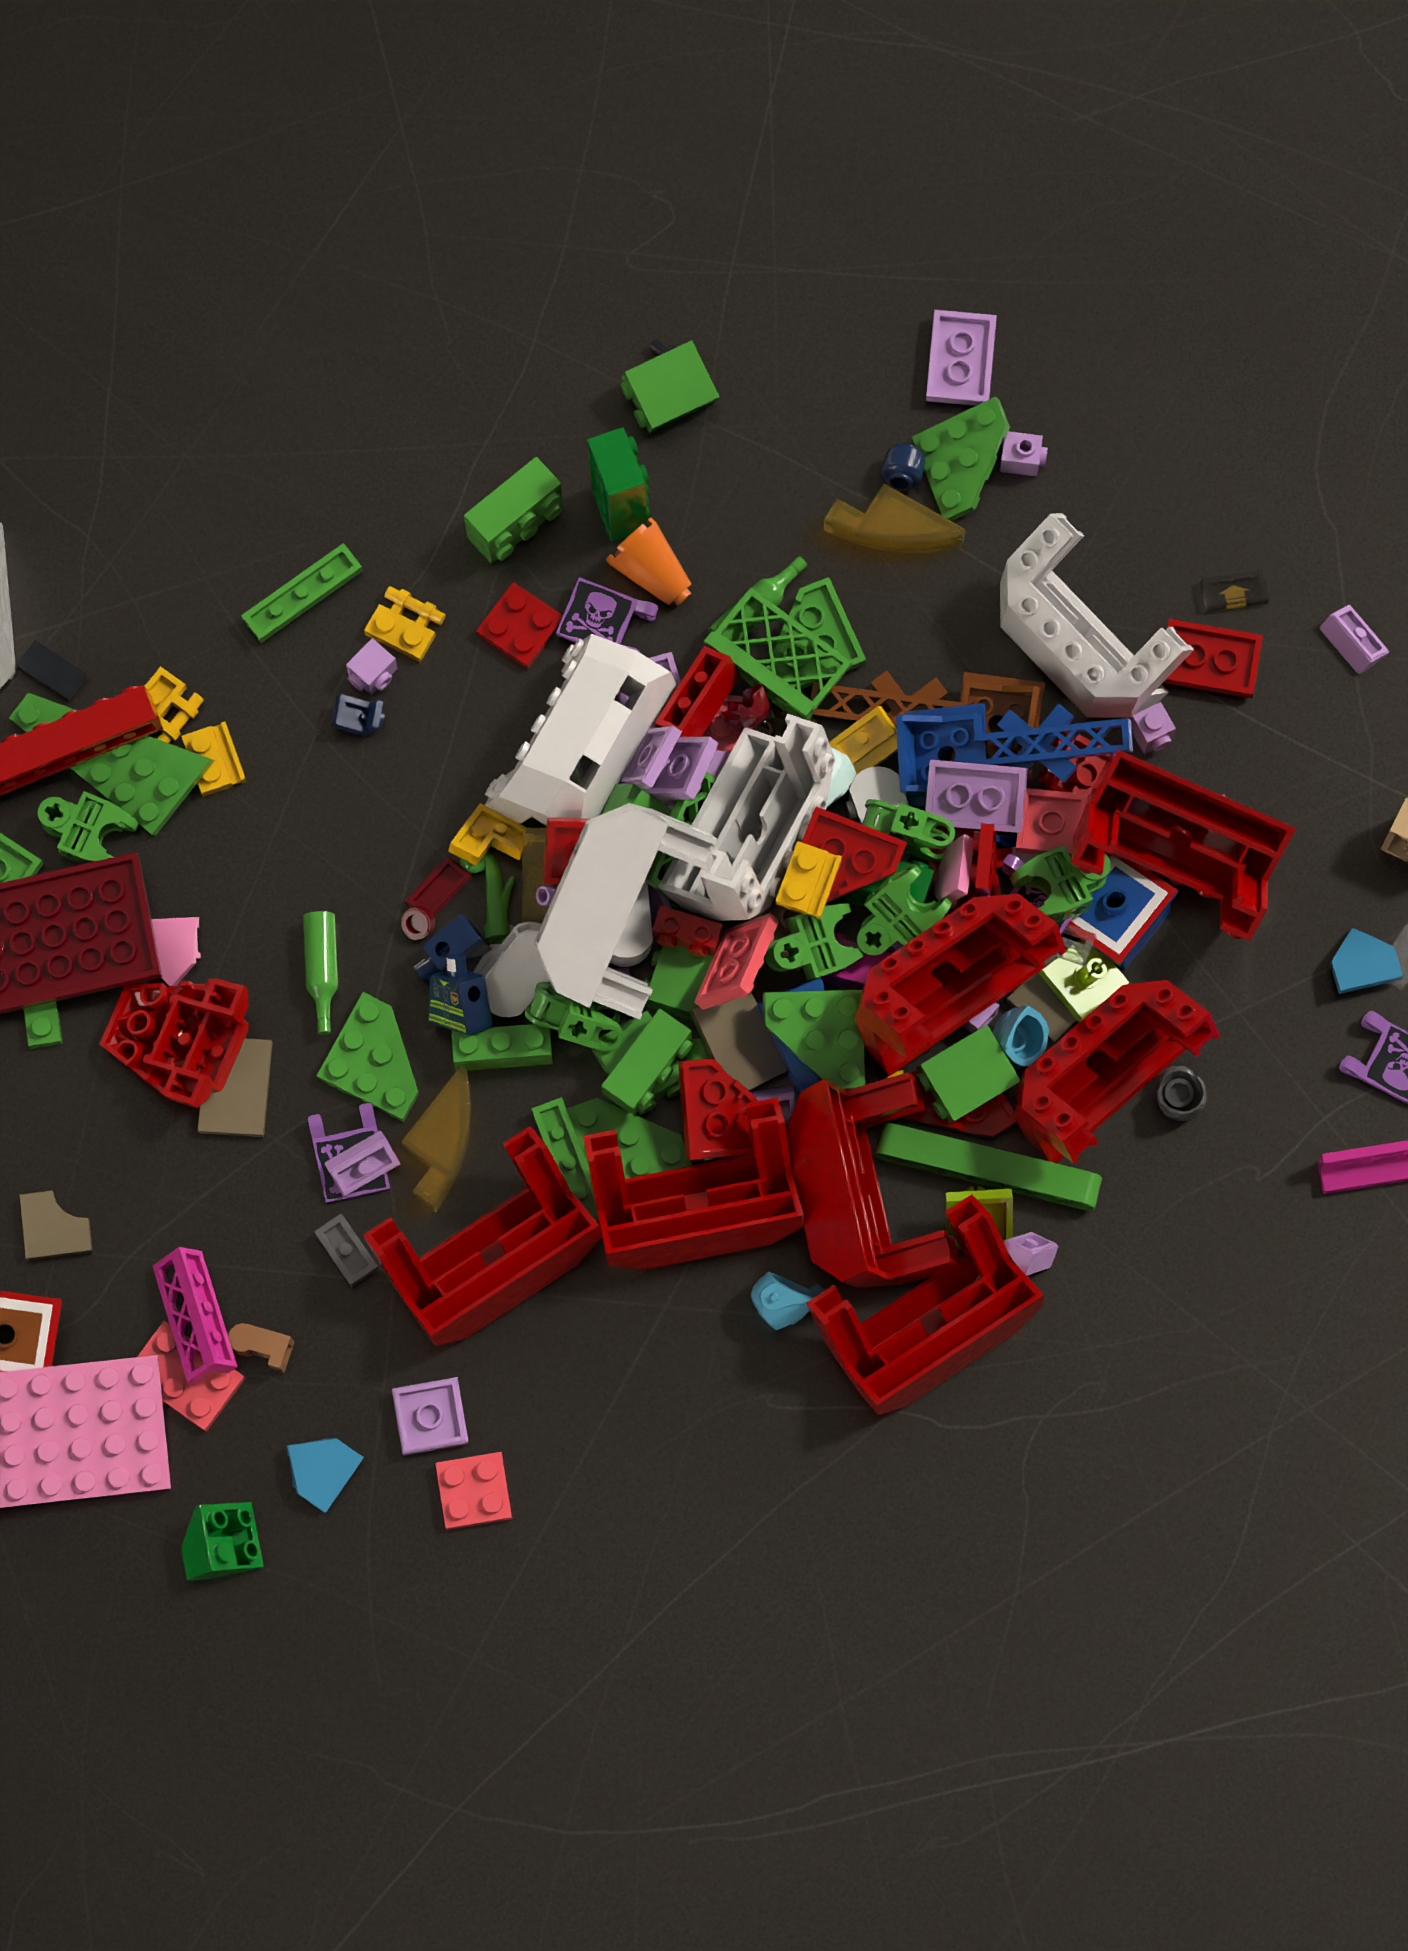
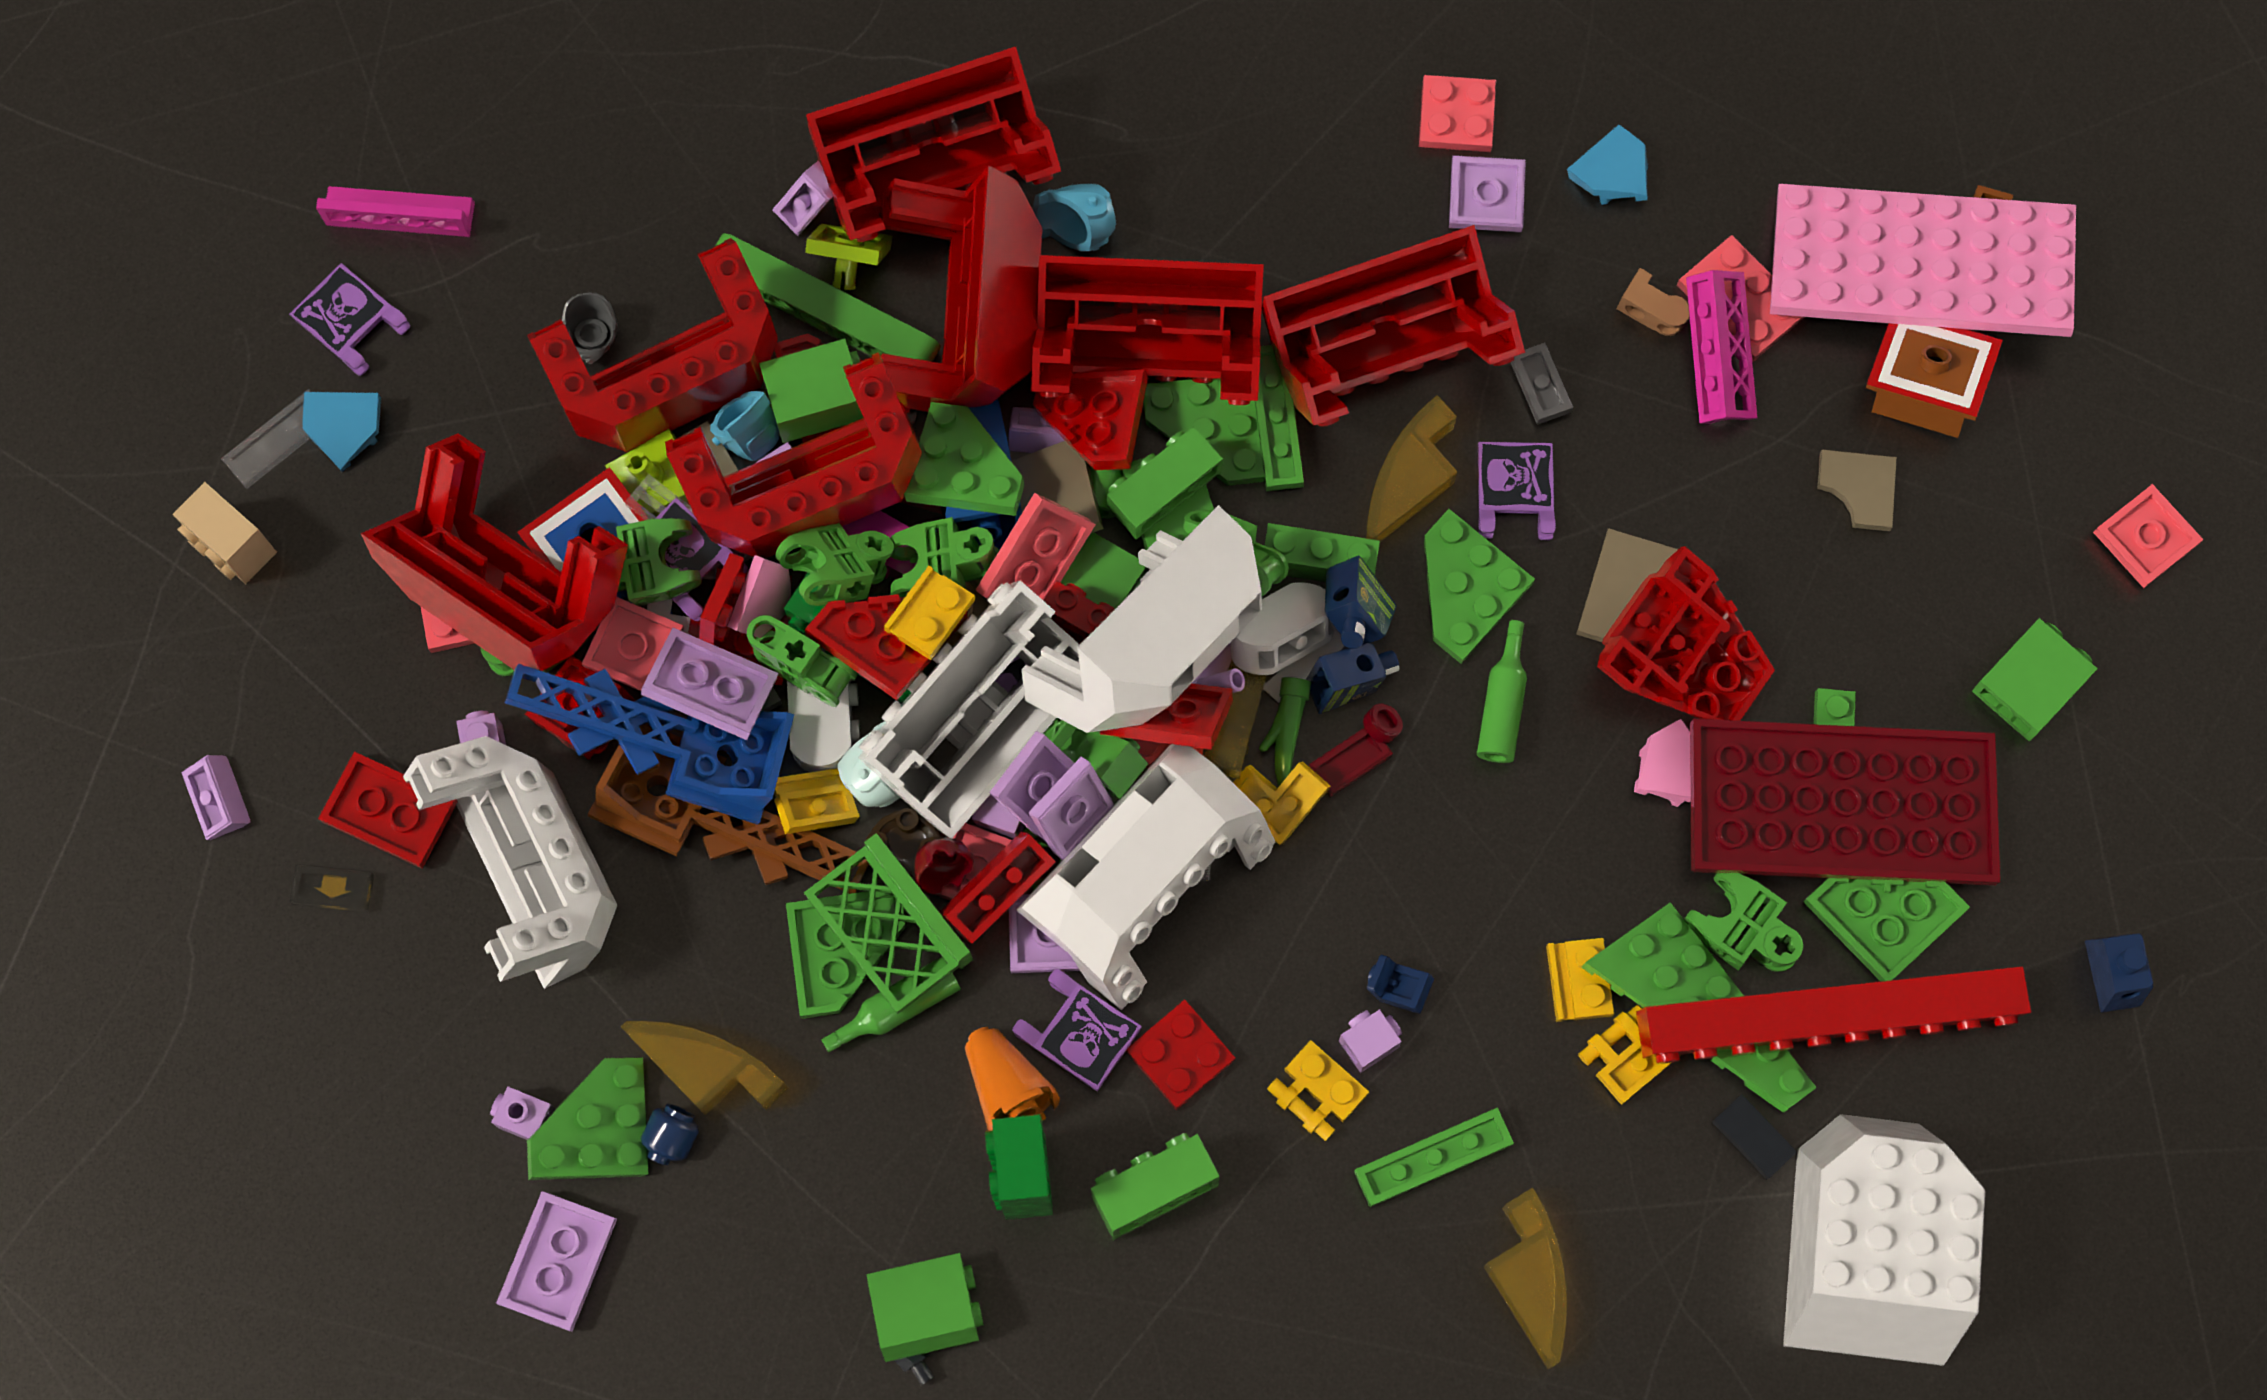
camera: 165 degrees left, 0 degrees up
(207, 522) = (1533, 1277): none -> clear yellow slope
(221, 1541) = (1734, 113): green slope -> none
(362, 1163) = (1505, 471): lavender slope -> none

